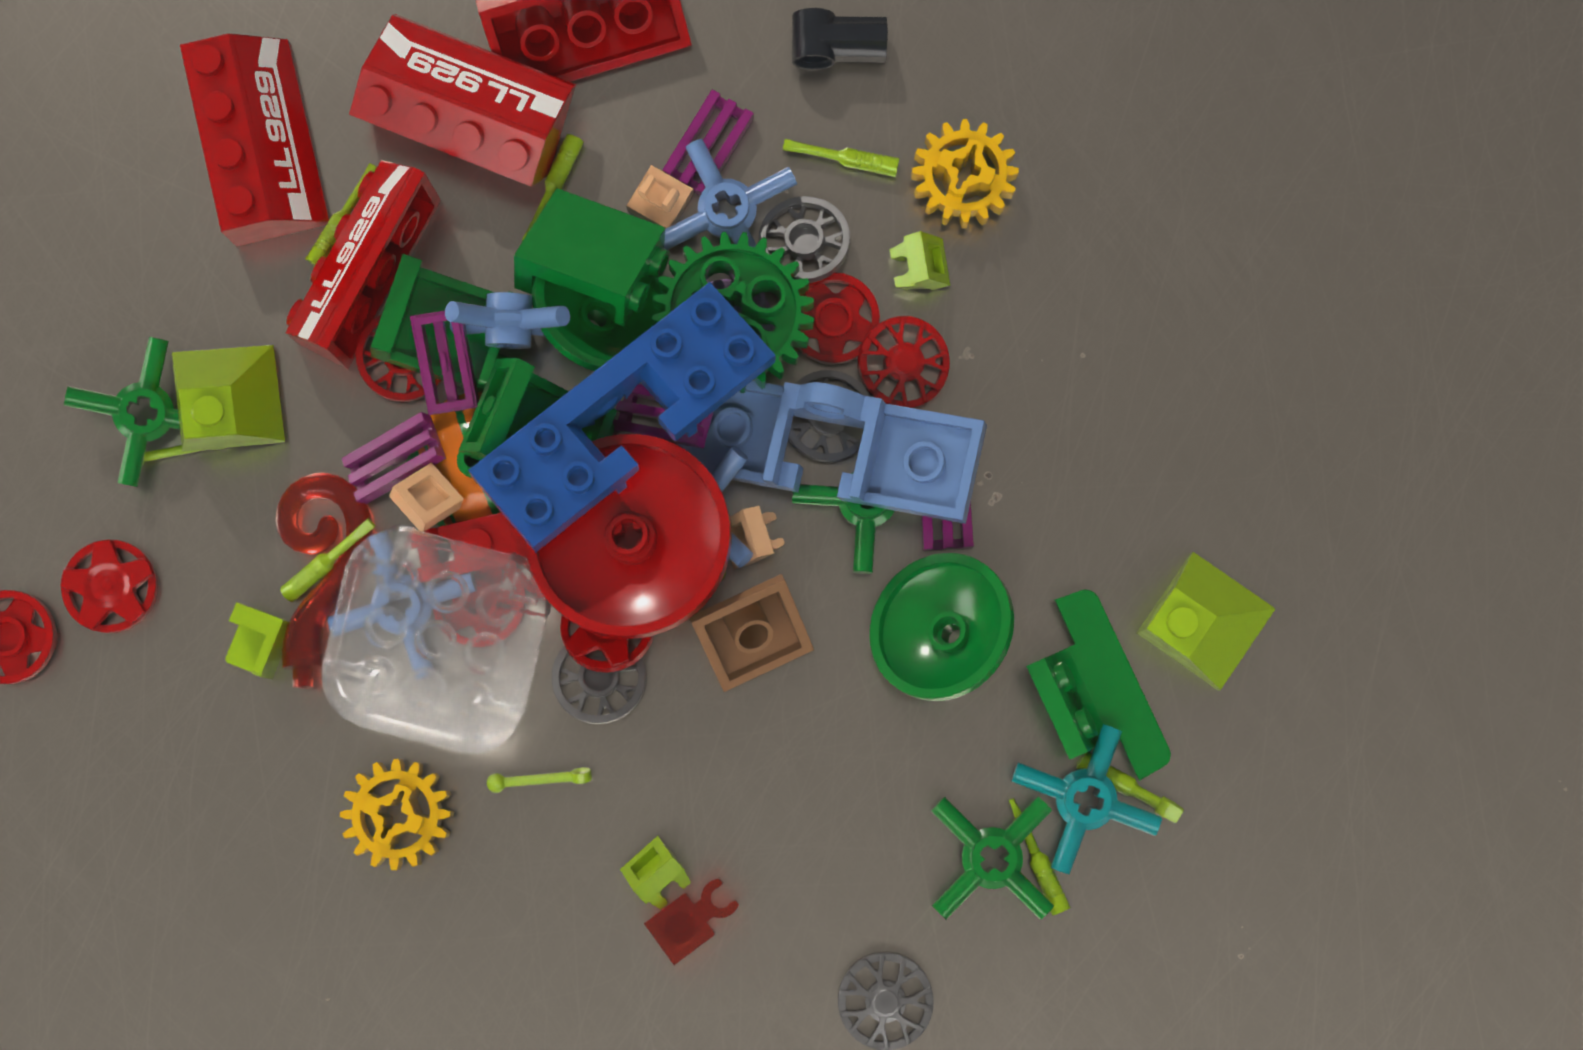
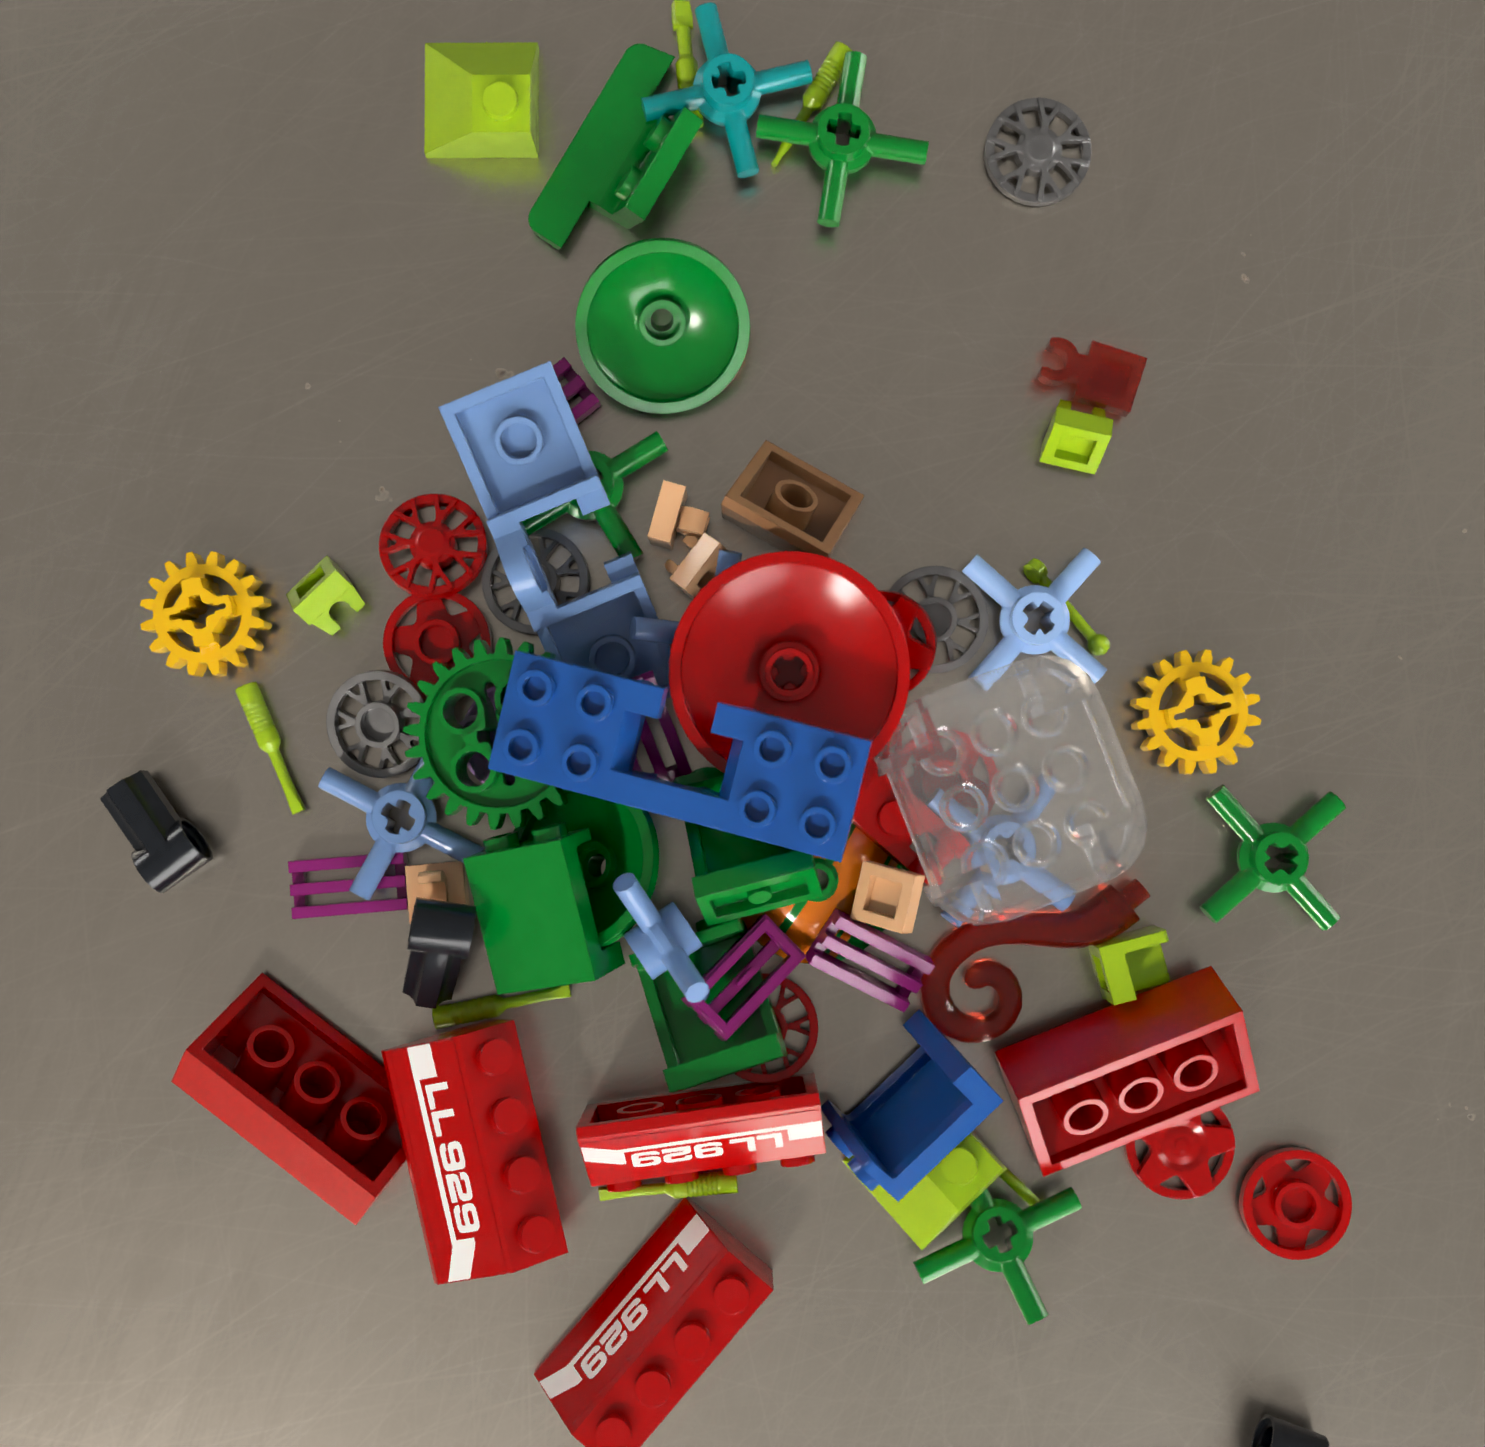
camera: 120 degrees left, 5 degrees up
(185, 582) = (1129, 1070): none -> red slope
(247, 778) = (1292, 857): none -> green bar
(267, 410) = (913, 1114): none -> blue panel
(322, 564) = (1017, 954): lime piece -> none
(562, 757) = (1055, 618): none -> light blue bar
(618, 168) = (437, 943): none -> black piece
(802, 541) = (674, 517): none -> light nougat tile

